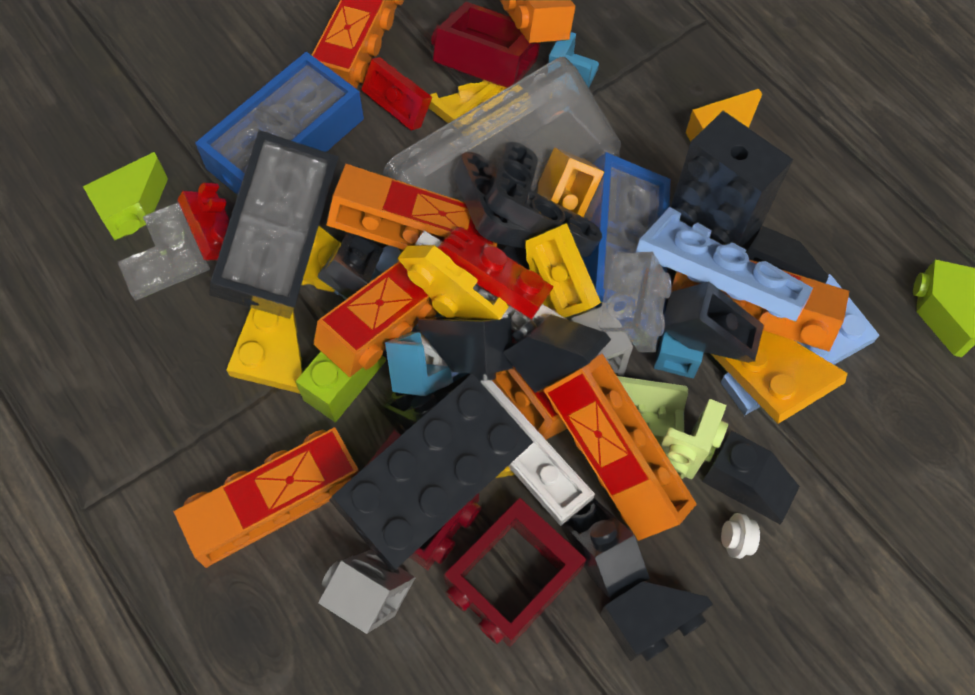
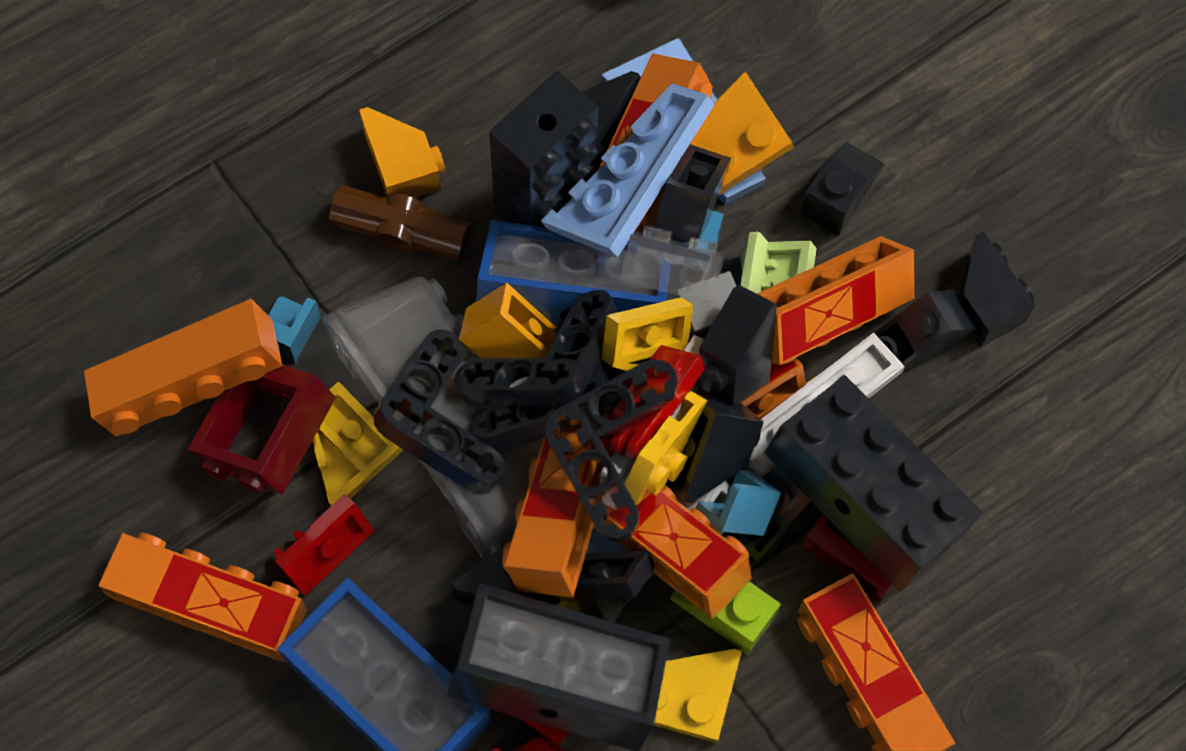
camera: 90 degrees left, 5 degrees up
(365, 590) = (987, 559): light grey brick -> none
(455, 213) = (596, 428): none -> black beam
(487, 111) = (417, 410): none -> black beam
(545, 541) = (946, 365): dark red window -> none
(668, 127) = (399, 222): none -> reddish brown piece
(690, 451) = (816, 219): yellowish green bracket -> none
(740, 536) = (904, 202): white plate -> none

